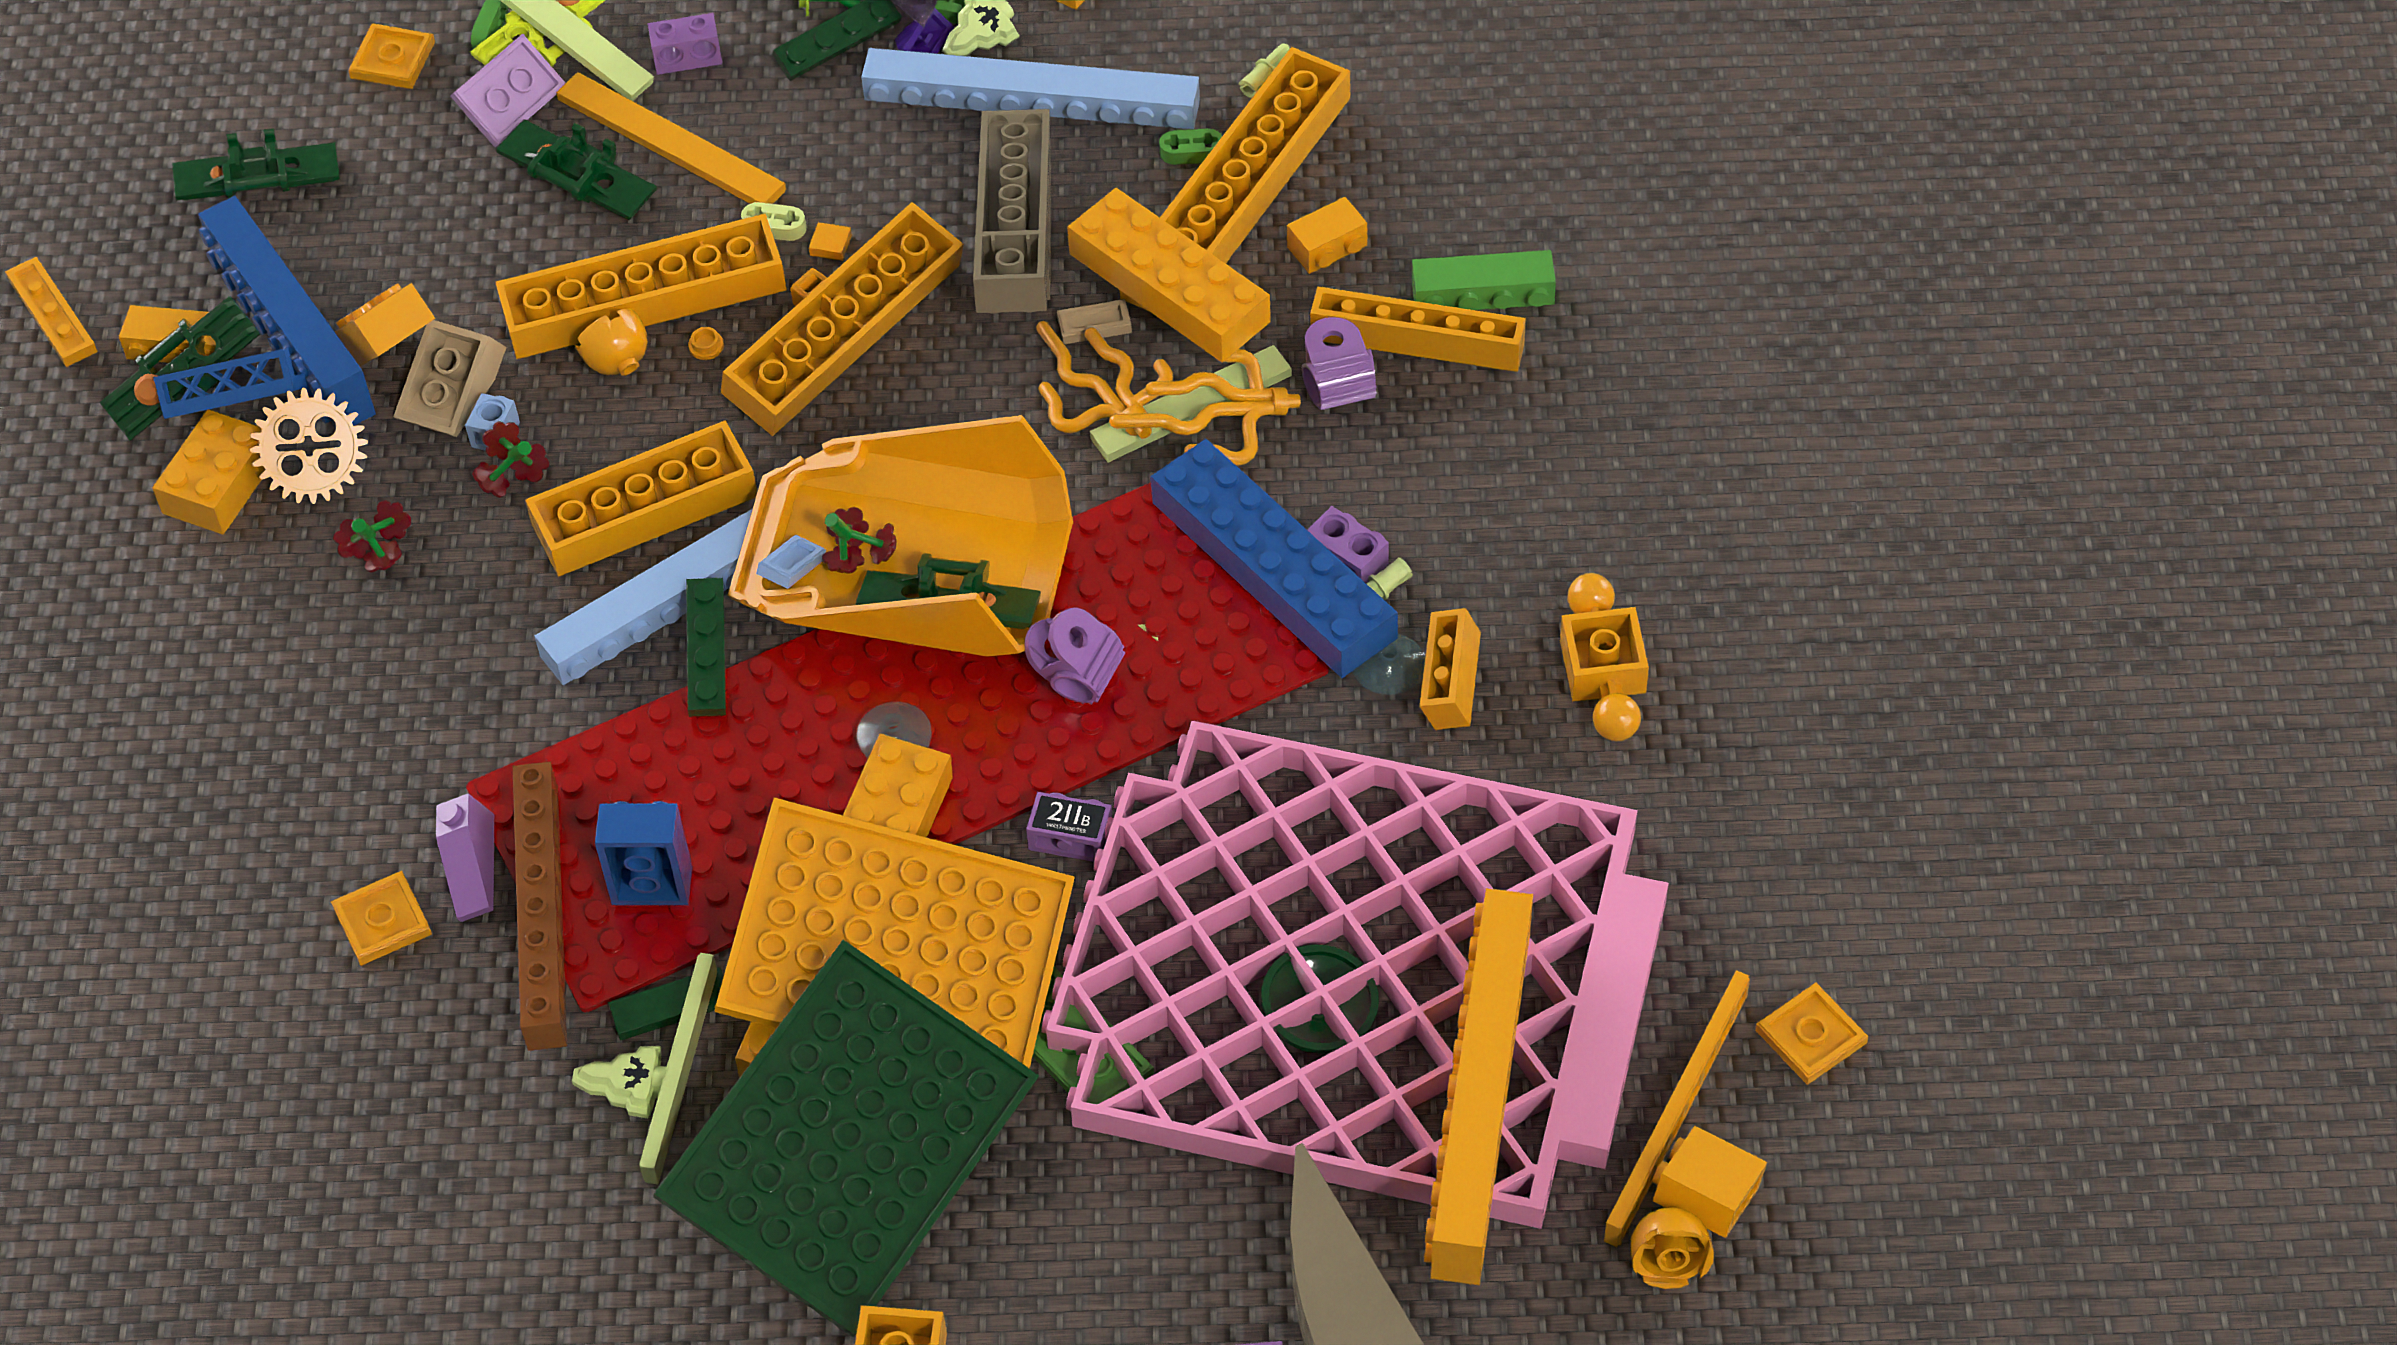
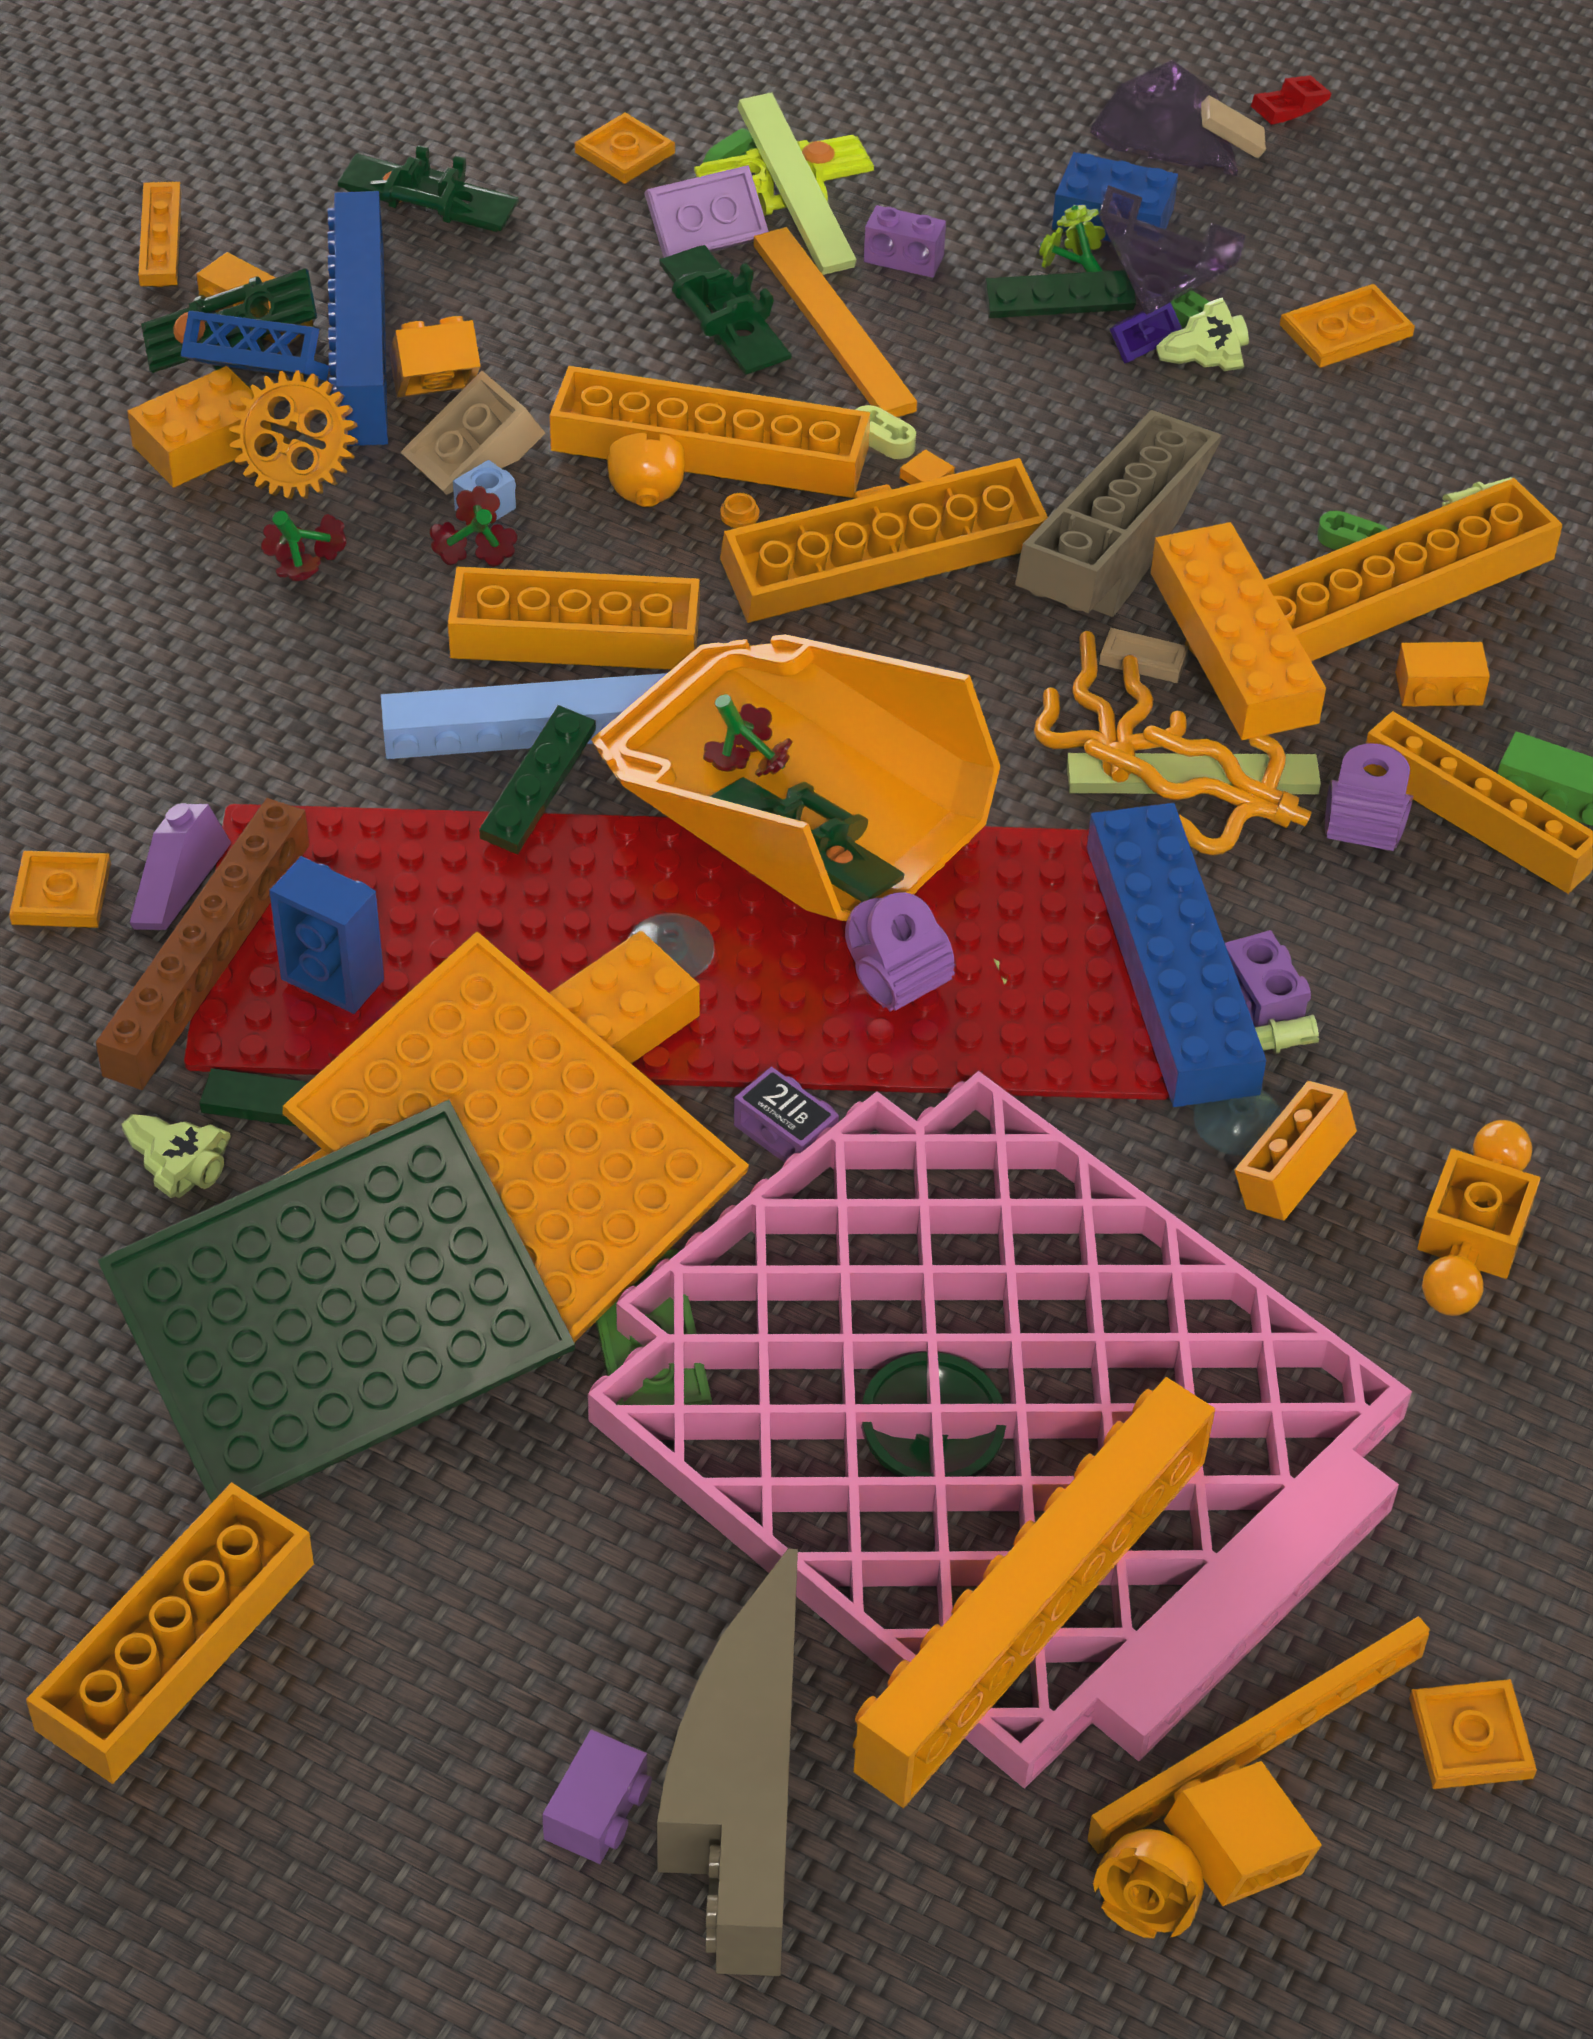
camera: 25 degrees right, 5 degrees down
(678, 1068) = (224, 1163): yellowish green tile -> none
(791, 561) = (668, 731): light blue tile -> none
(1023, 85) = (1247, 426): light blue brick -> none

